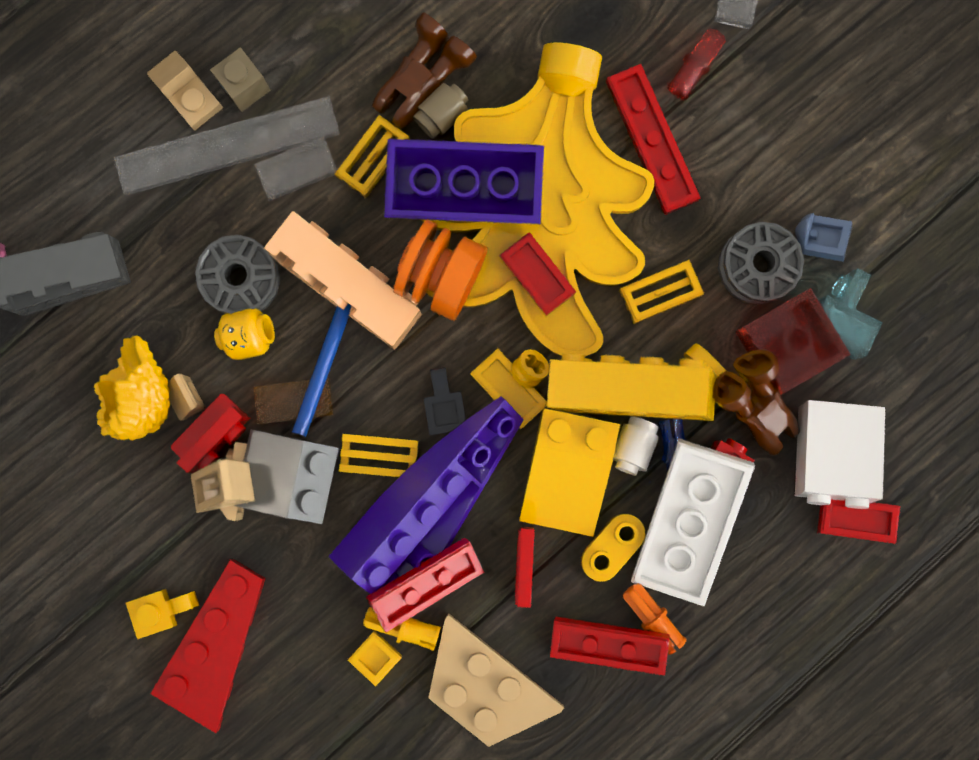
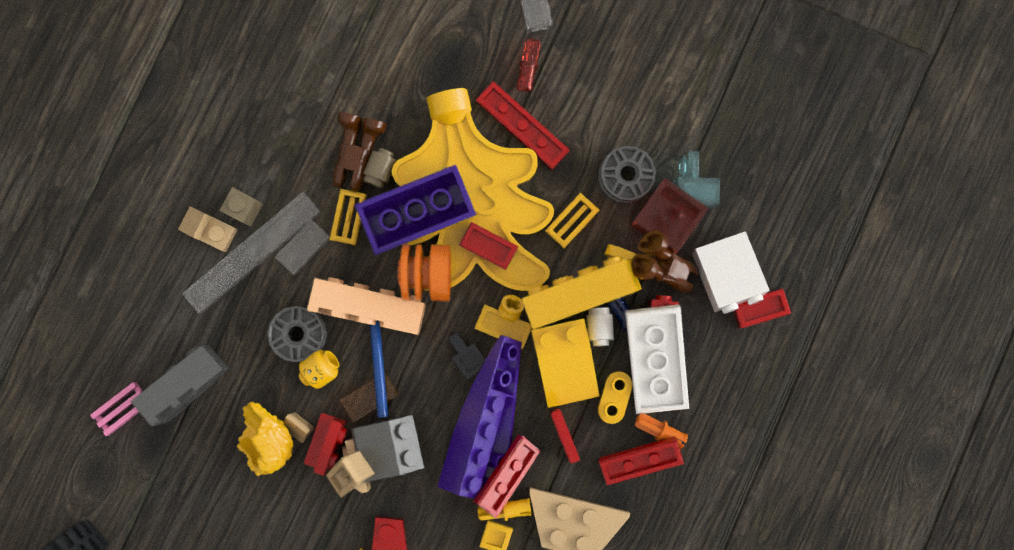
camera: 25 degrees left, 0 degrees up
(346, 453) = (418, 415): yellow tile -> none
(823, 236) = (658, 139): sand blue plate -> none

